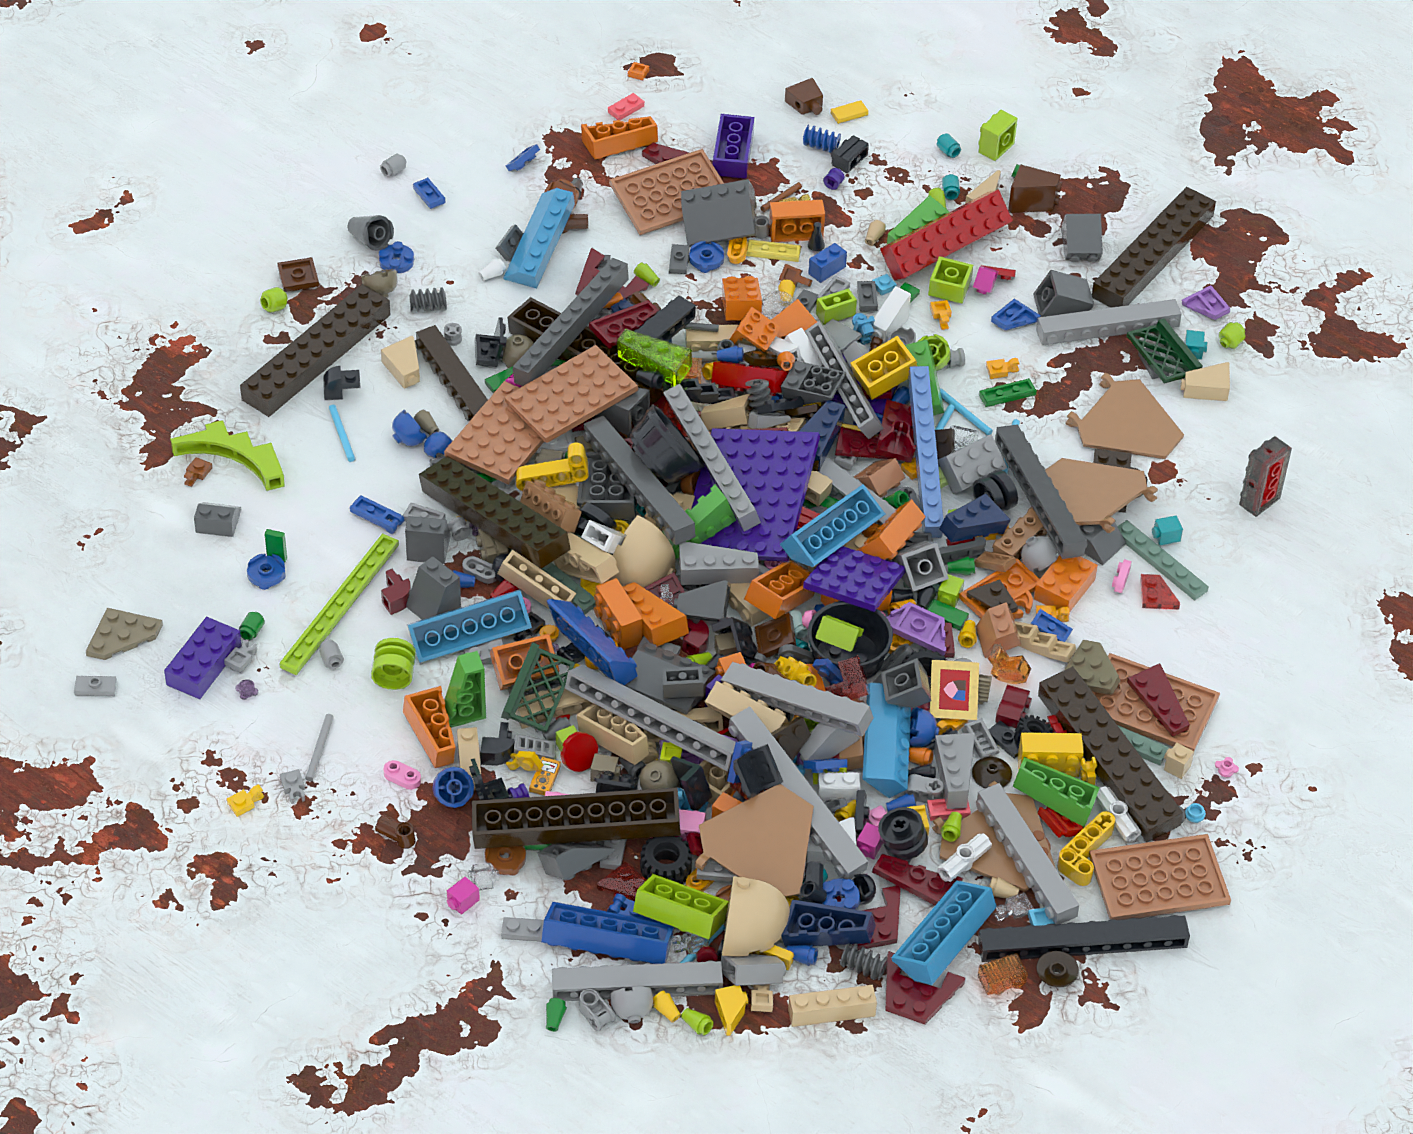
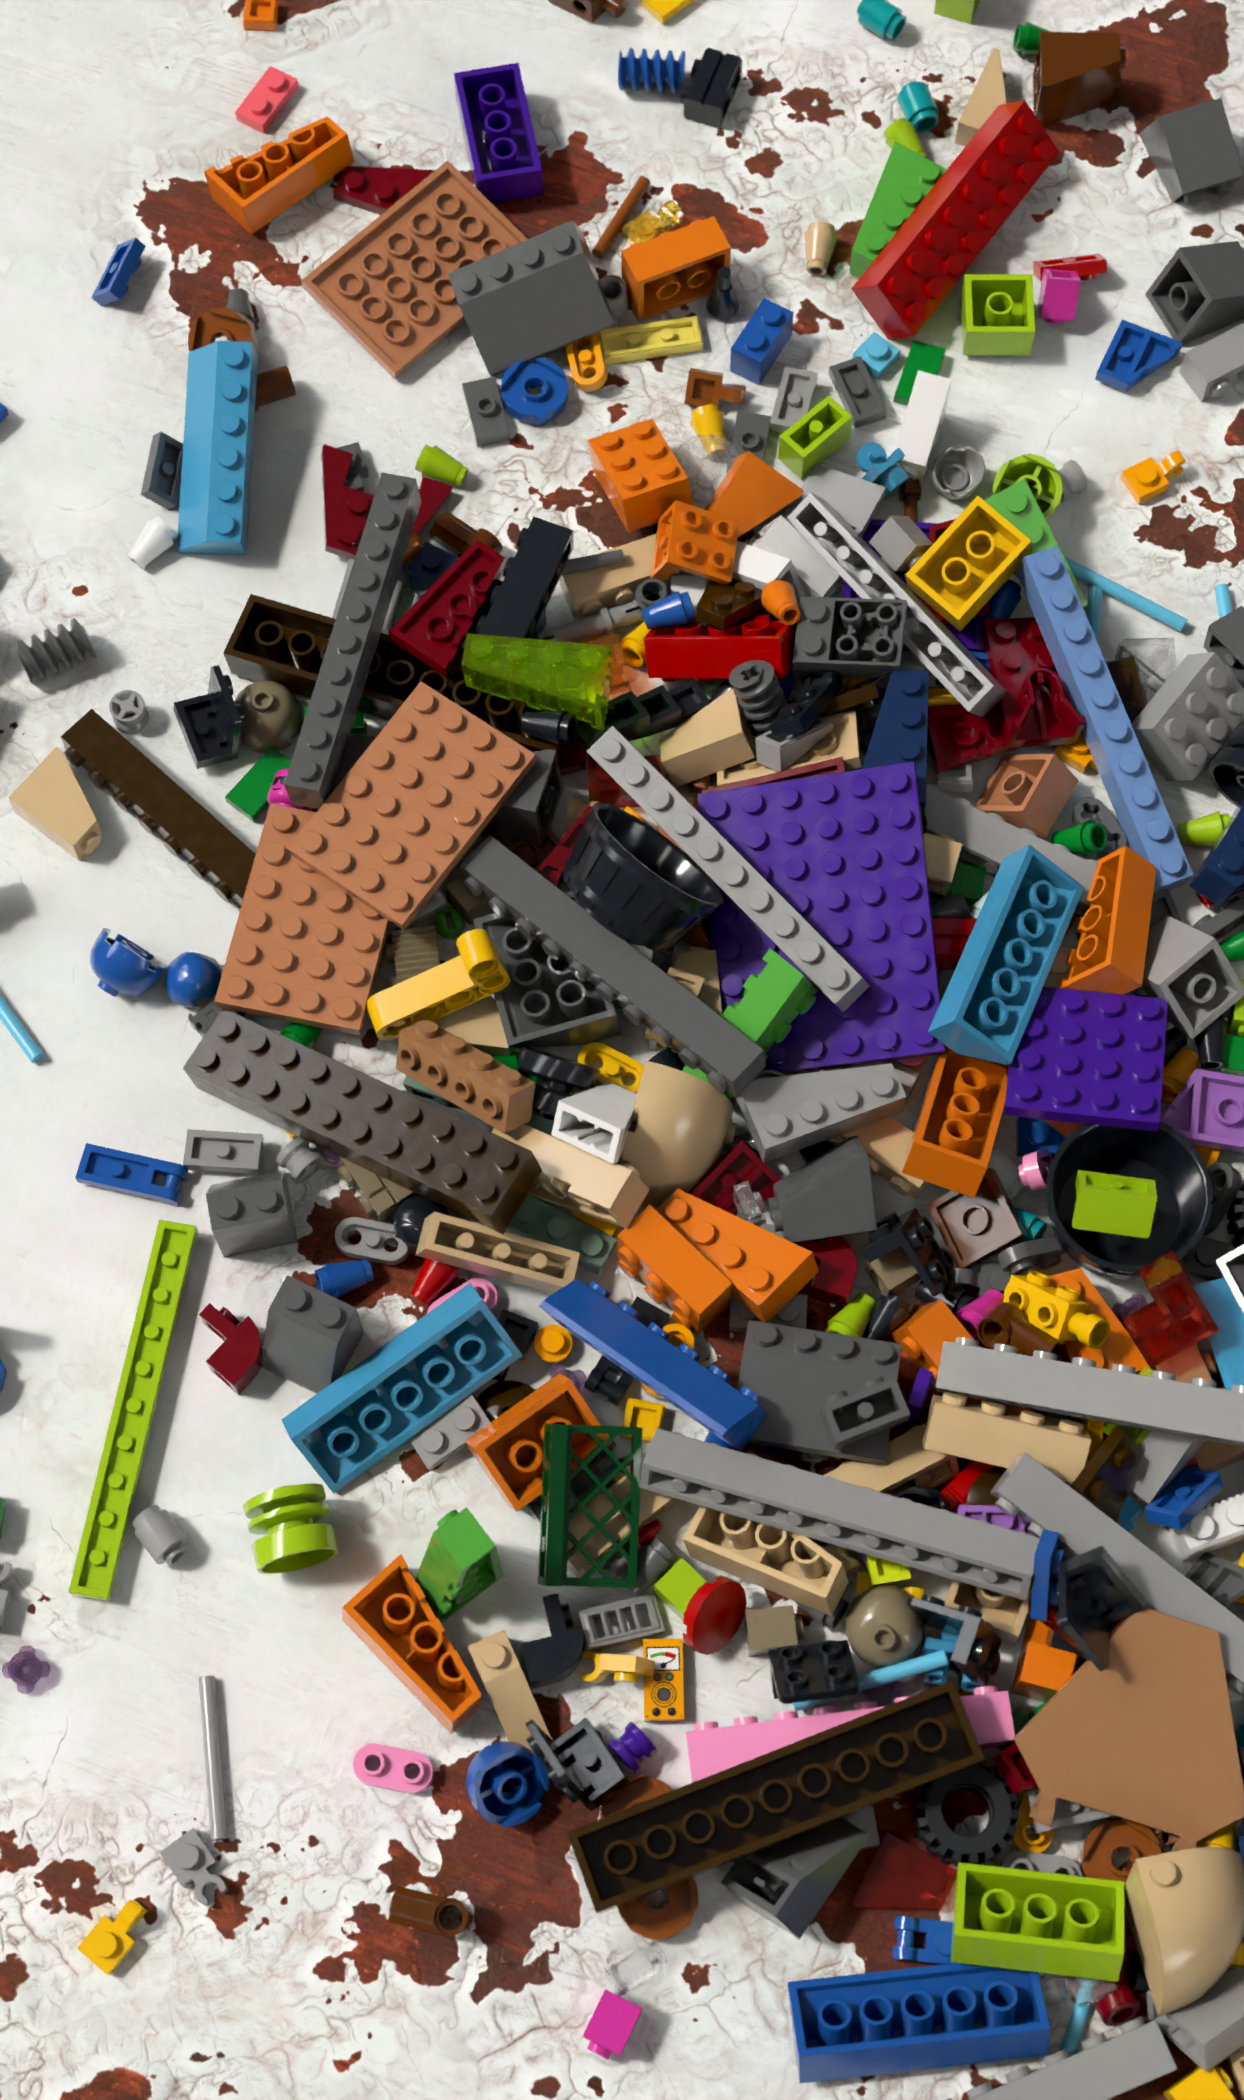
camera: 15 degrees left, 20 degrees up
(426, 422) = (151, 932): dark tan cone -> none
(522, 929) = (750, 2055): light grey plate -> none
(828, 671) = (1115, 1284): blue plate -> none
(833, 178) = (703, 151): dark purple wheel -> none
(941, 311) = (1002, 384): light orange plate -> none
(1007, 392) = (1182, 527): green tile -> none

